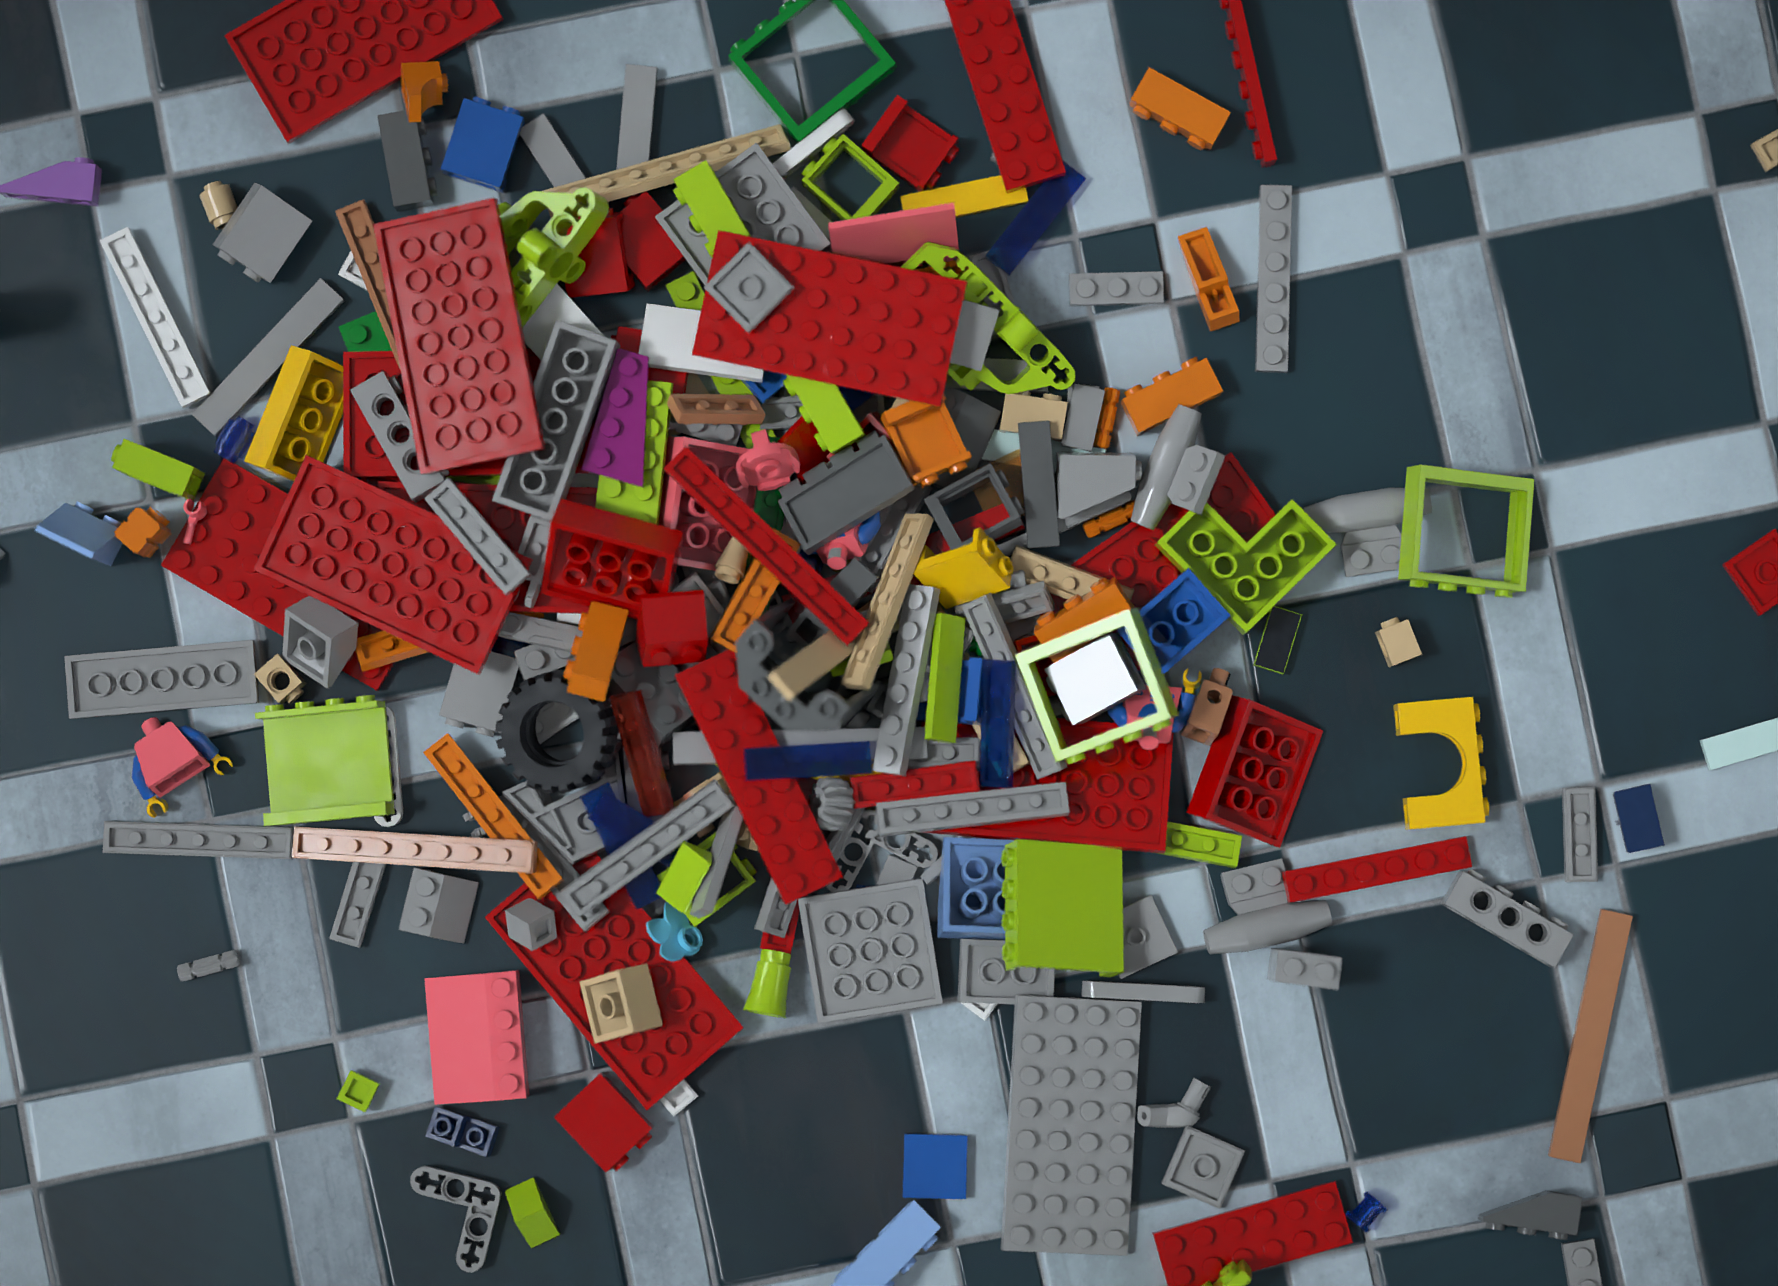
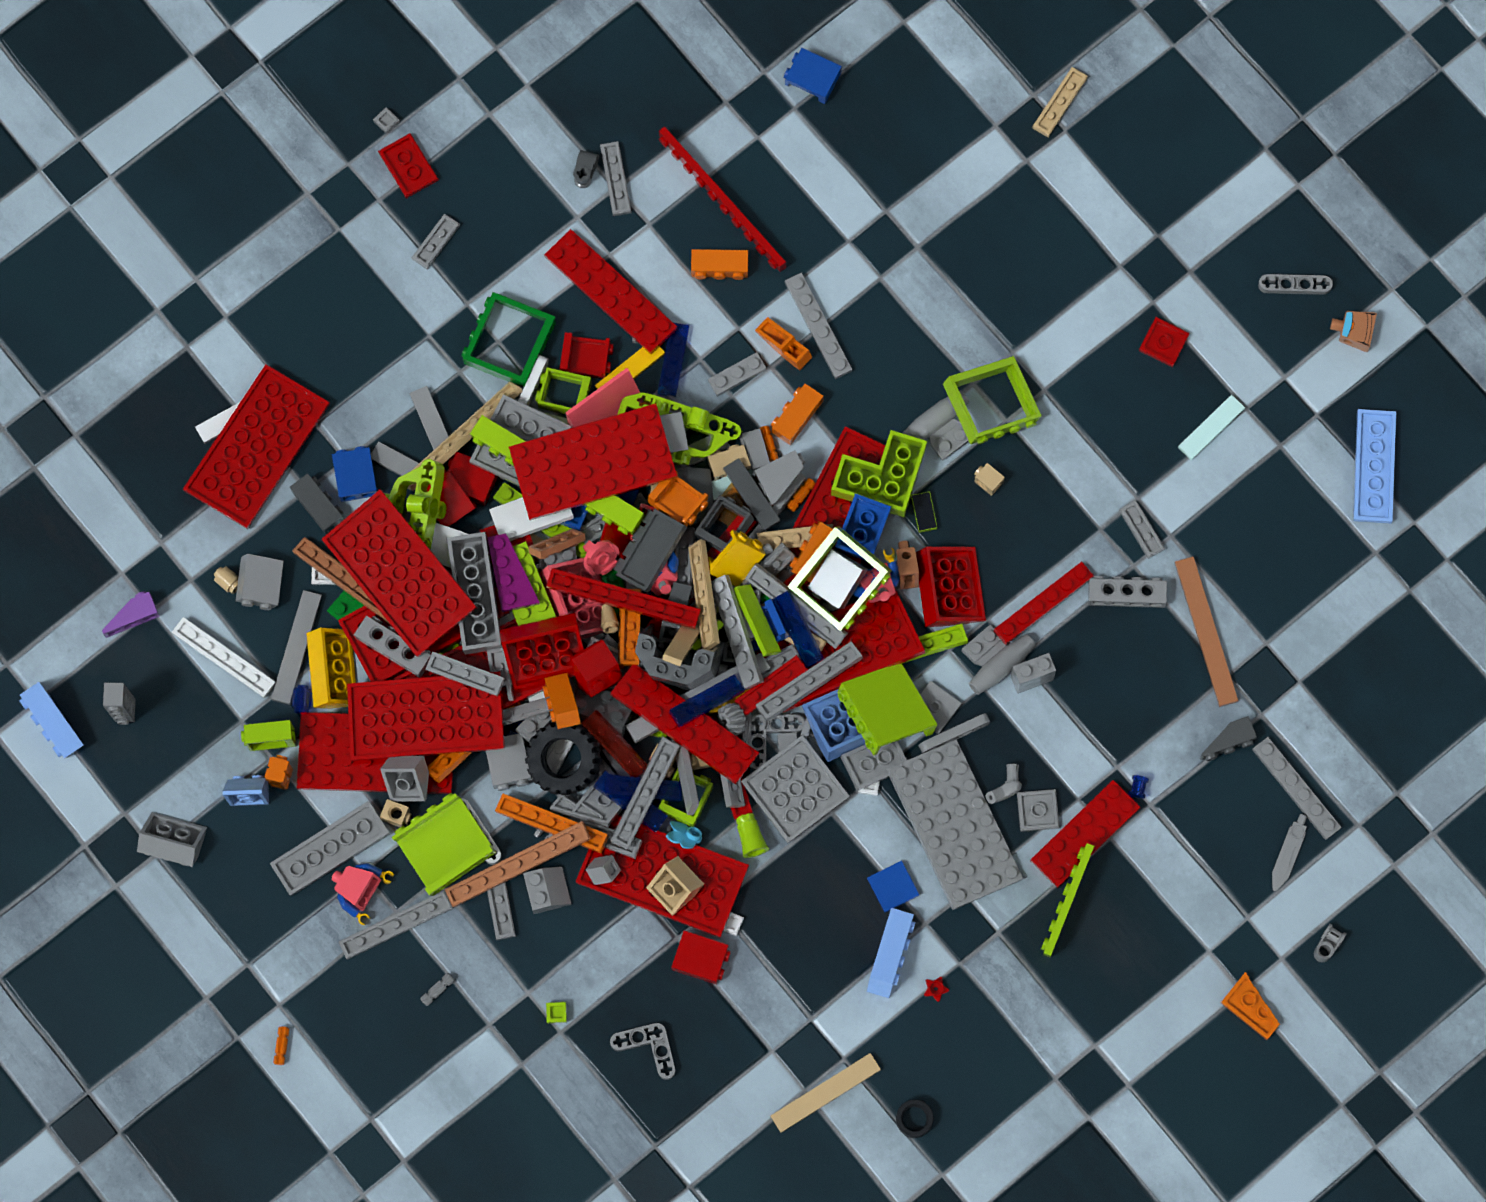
camera: 25 degrees left, 10 degrees down
(193, 518) = (302, 750): coral hand -> none
(422, 87) = (305, 460): orange arch -> none
(462, 1131) = (625, 1005): dark blue slope -> none
(477, 1037) = (605, 949): coral slope -> none
(531, 1213) = (687, 1028): lime slope -> none
(684, 876) = (673, 797): lime slope -> none
(749, 287) = (541, 466): light grey tile -> none
(1176, 471) = (821, 448): light grey plate -> none
(1455, 721) = (1042, 504): yellow arch -> none
(1638, 818) = (1167, 503): dark blue panel -> none

